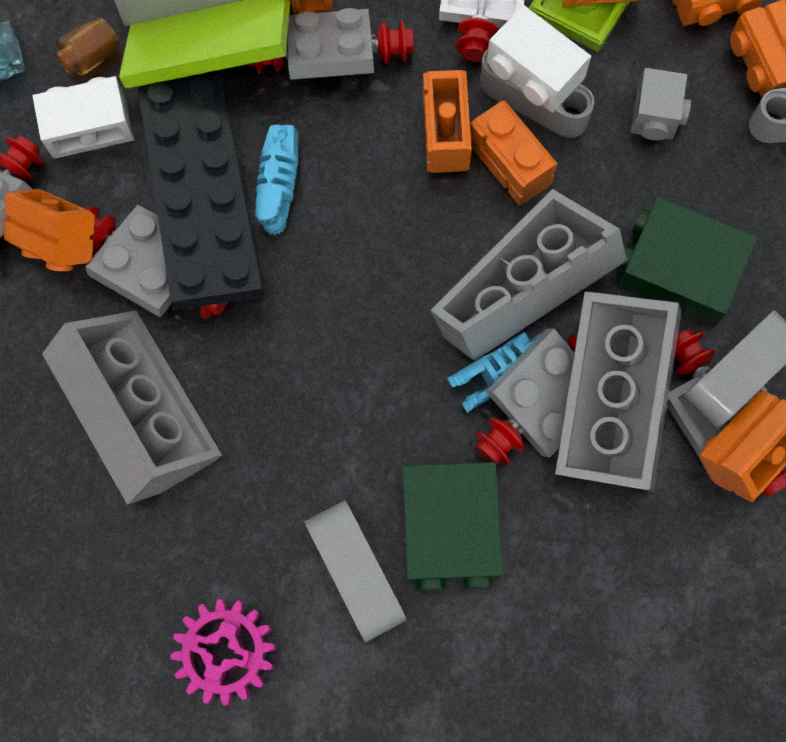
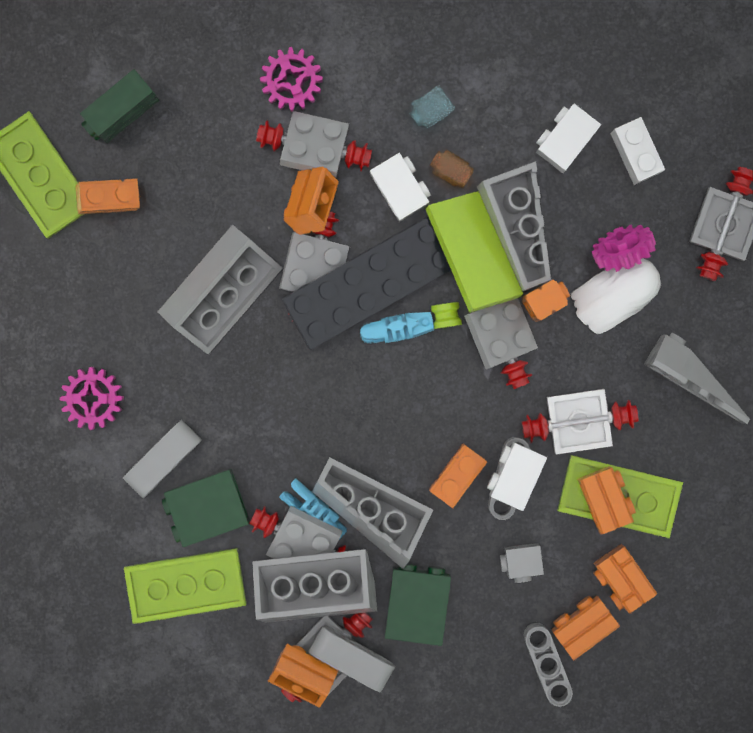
camera: 70 degrees right, 15 degrees up
(282, 106) = (446, 315): none -> lime wheel
(446, 121) = (465, 427): orange brick -> none
(563, 600) = (185, 585): none -> lime tile

